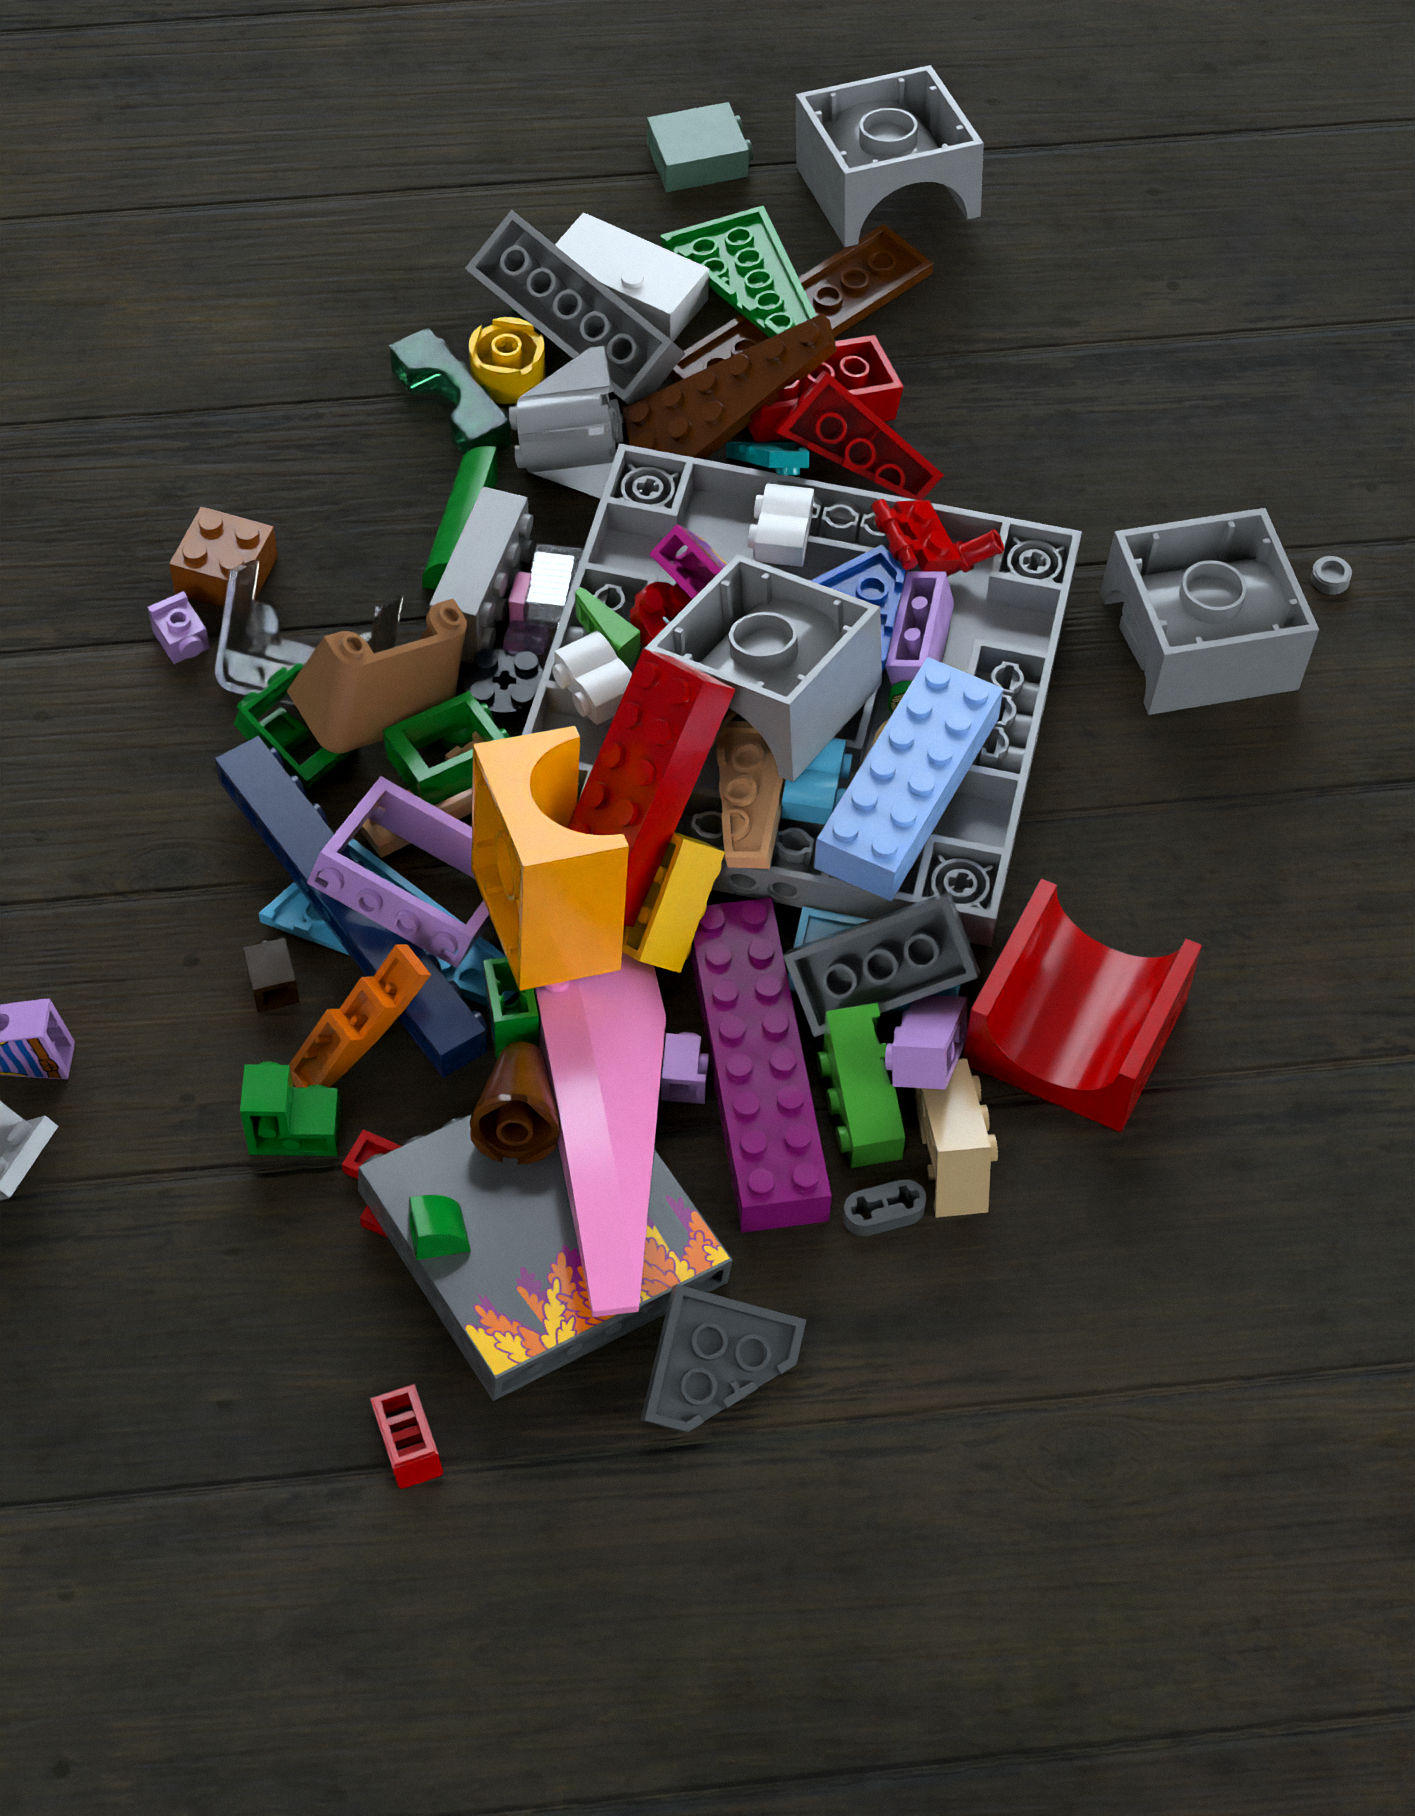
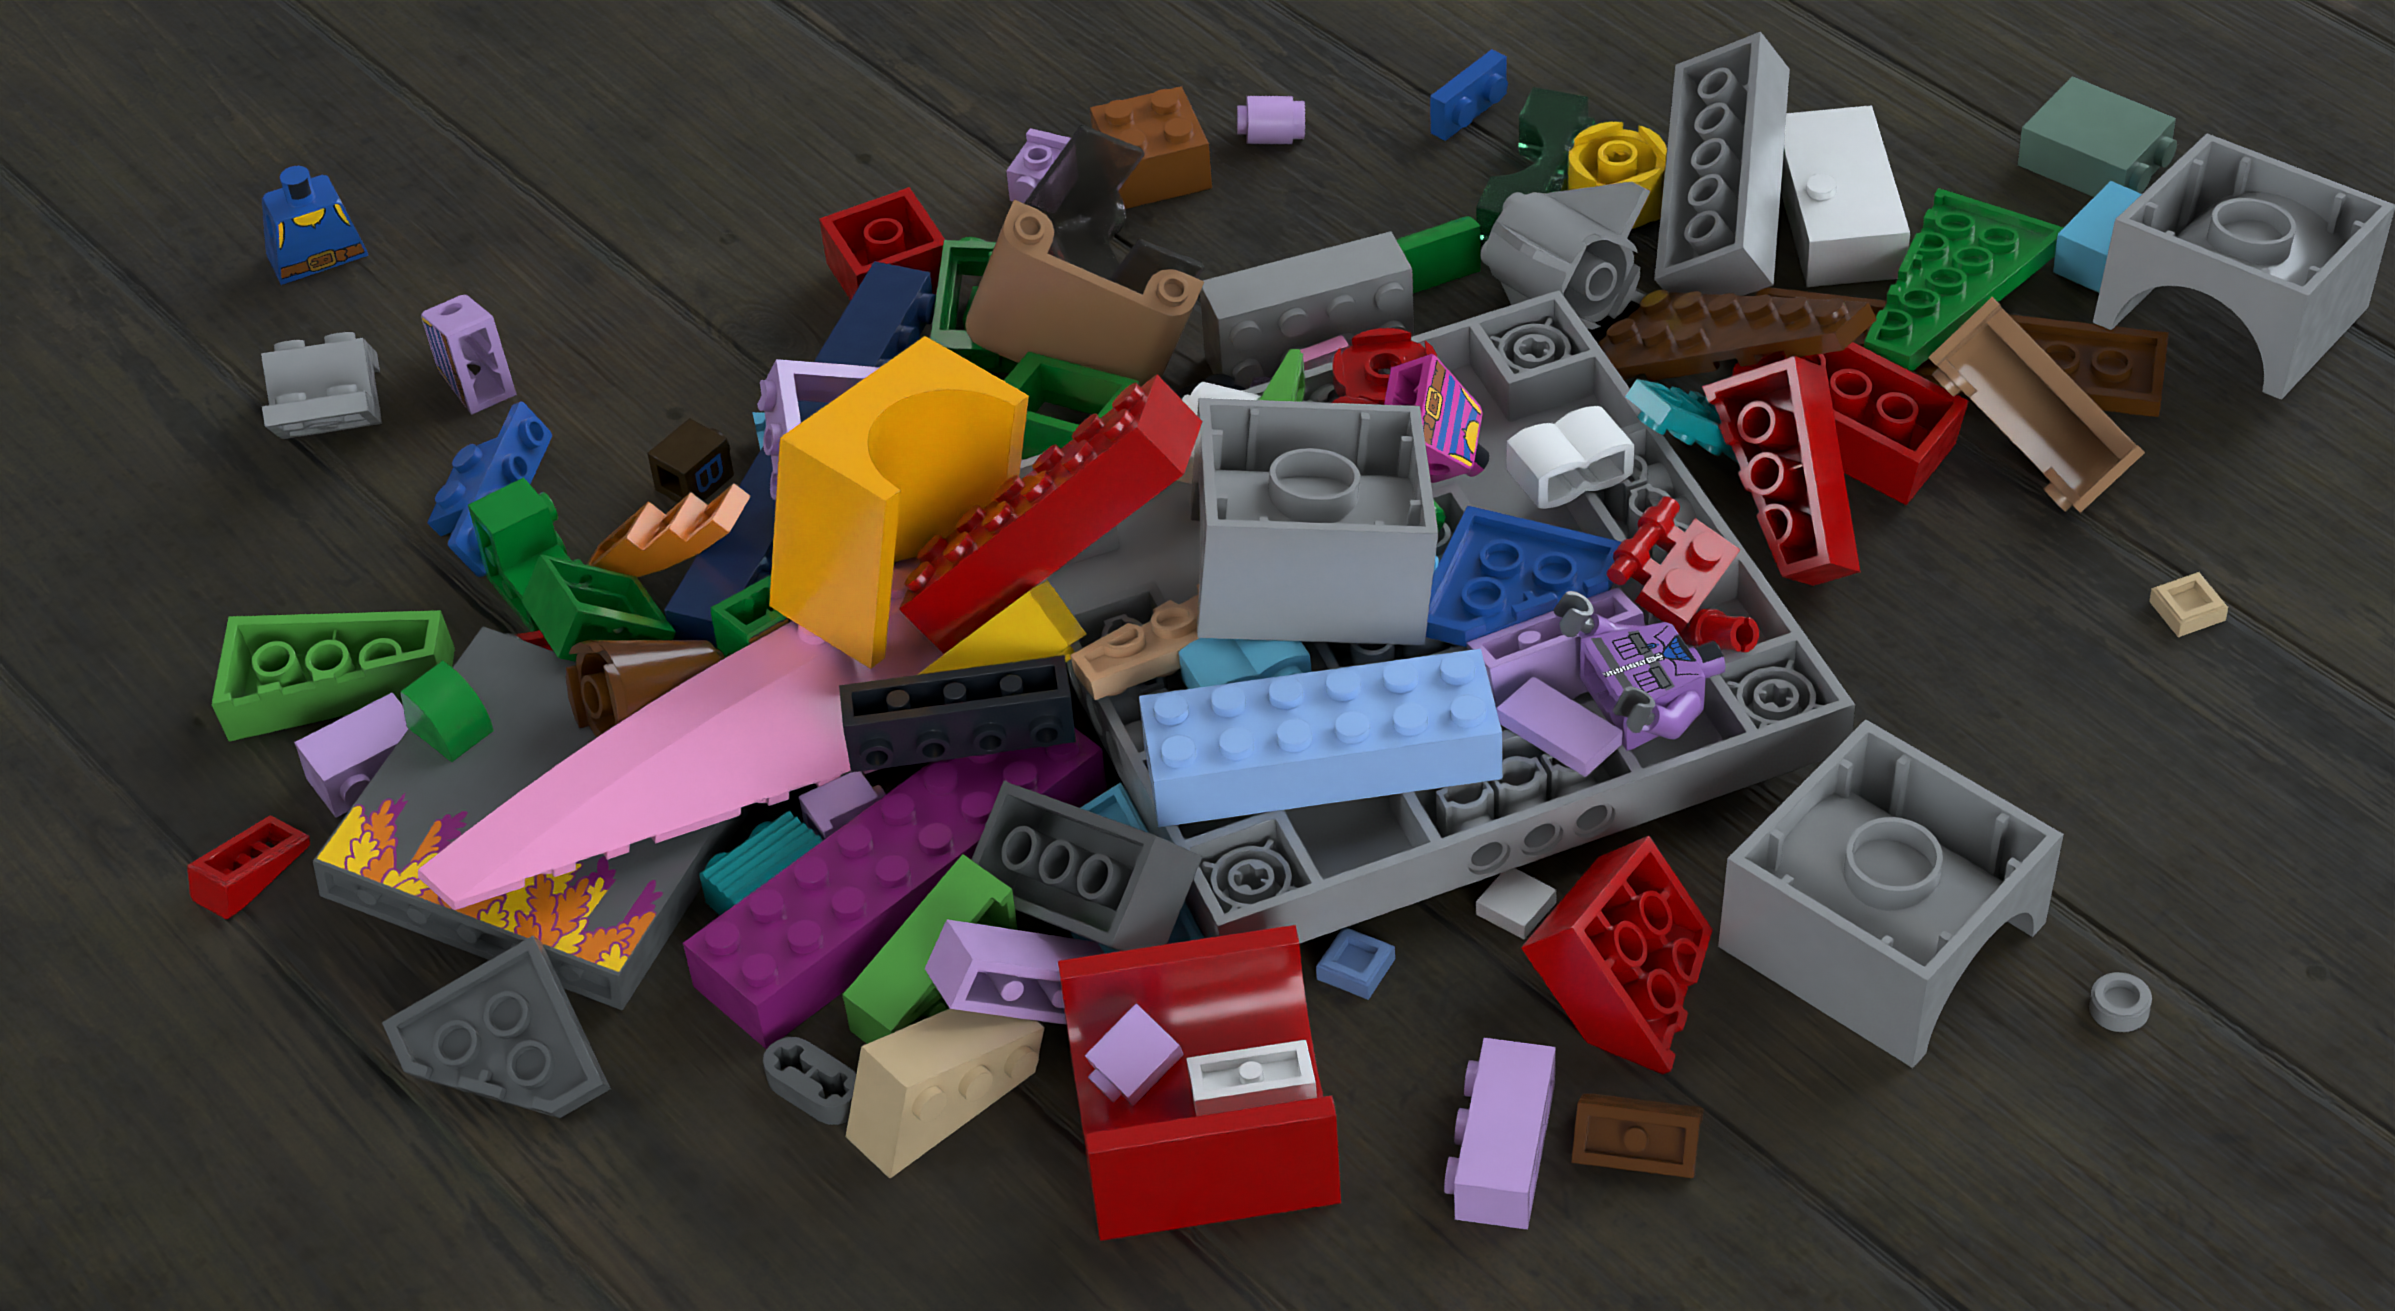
camera: 60 degrees right, 10 degrees down
(168, 1109) = (485, 470): none -> blue bracket
(179, 752) = (884, 231): none -> red brick
(260, 486) = (1271, 119): none -> lavender brick
(267, 1294) = (320, 666): none -> bright green wedge
(346, 369) = (1468, 94): none -> blue plate
(375, 1309) = (350, 751): none -> lavender brick
(398, 1099) = (601, 609): none -> green window
(614, 581) = (1359, 366): none -> red plate
(696, 1136) = (754, 862): none -> teal brick
(710, 946) = (957, 713): none -> black brick
(787, 194) = (2086, 239): none -> medium azure brick
(918, 313) = (2035, 406): none -> medium nougat windscreen
(994, 663) = (1559, 726): none -> lavender tile
(996, 604) = (1639, 674): none -> medium lavender torso
(1020, 884) = (1355, 962): none -> medium blue tile
(1044, 783) = (1516, 902): none -> white tile
(1049, 1022) = (1132, 1057): none -> lavender brick
(1081, 358) = (2188, 604): none -> tan tile
(1102, 978) = (1251, 1077): none -> white plate
(1129, 755) = (1624, 954): none -> red wedge
(1213, 890) = (1502, 1133): none -> lavender brick
(1258, 831) = (1637, 1135): none -> reddish brown panel

